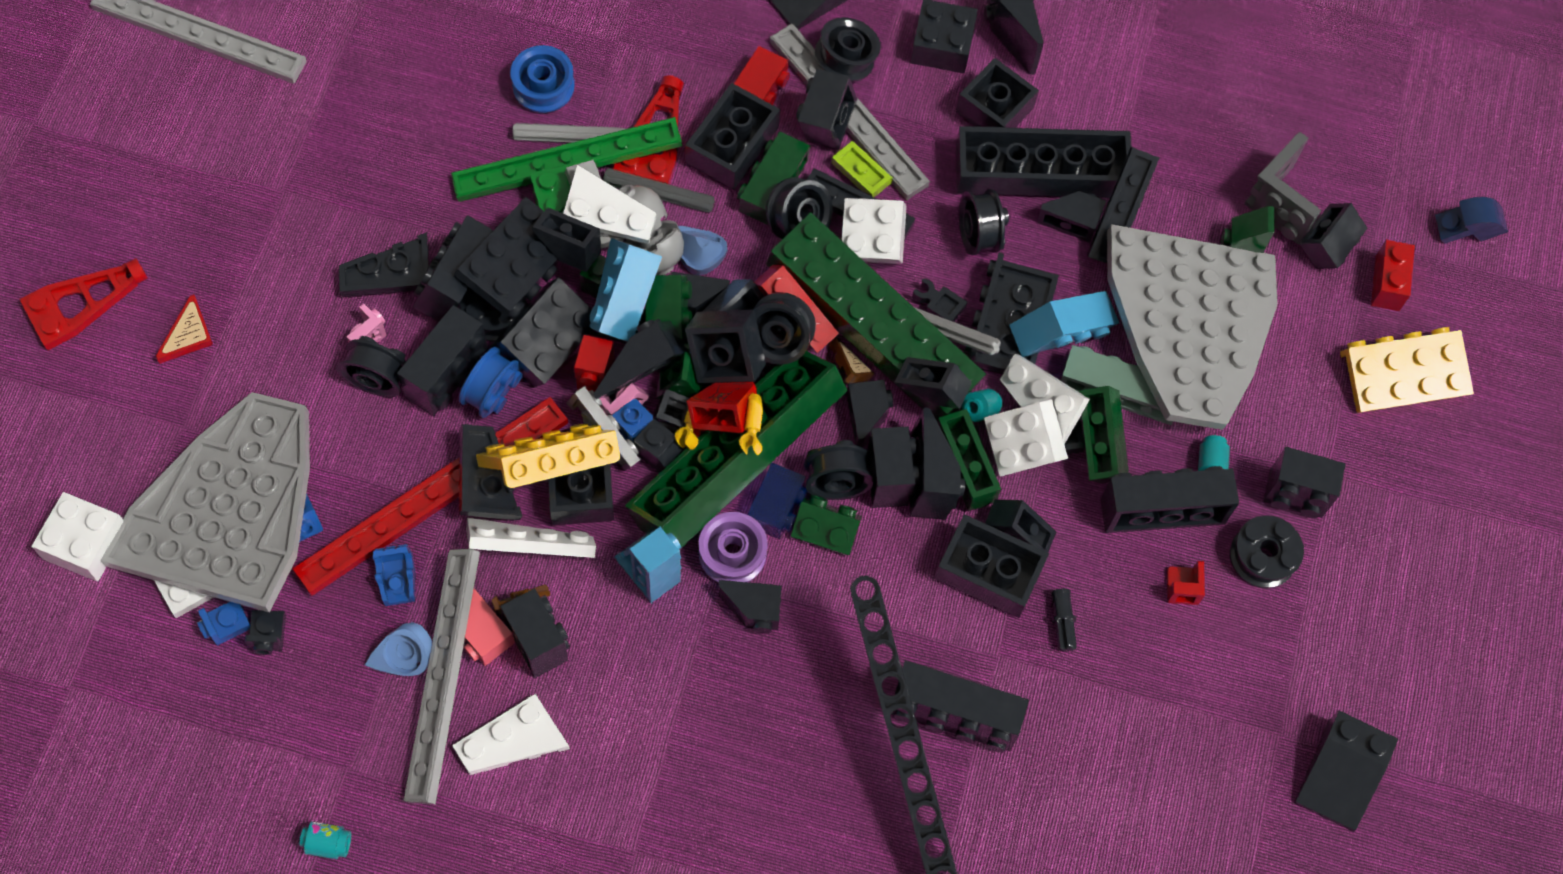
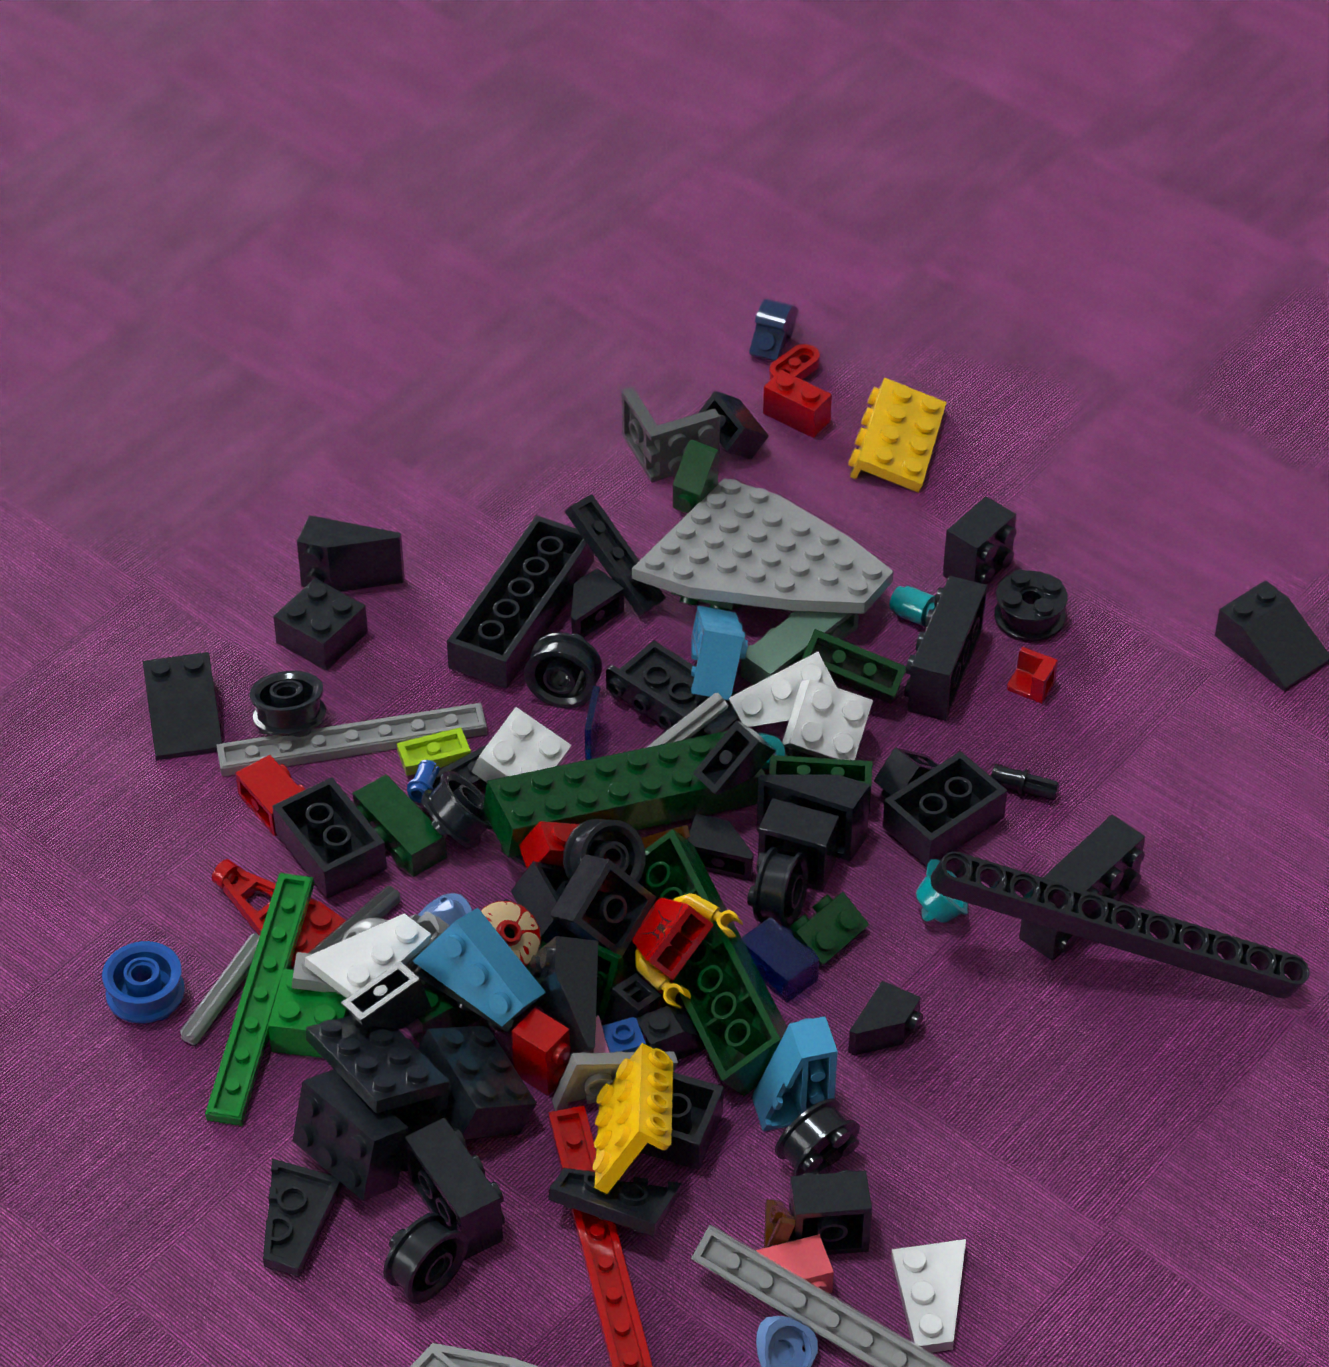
camera: 60 degrees left, 20 degrees down
(372, 326) = (361, 1252): bright pink bracket -> none
(395, 574) = (685, 1333): blue hand -> none
(490, 383) = (508, 1151): blue wheel -> none
(525, 539) = (710, 1191): white wing -> none
(599, 597) = (818, 1138): none -> black wheel
(682, 296) = (521, 921): none -> tan dish
(732, 529) = (820, 994): medium lavender wheel -> none
(818, 173) = (423, 780): none -> blue pin
(827, 108) = (356, 739): black brick -> none
(910, 598) = (936, 905): none -> teal piece
(939, 267) = (592, 724): none -> clear blue piece
(940, 303) = (625, 740): black plate -> none
(997, 98) = (425, 607): black brick -> none
(1440, 255) = (798, 361): none -> red plate

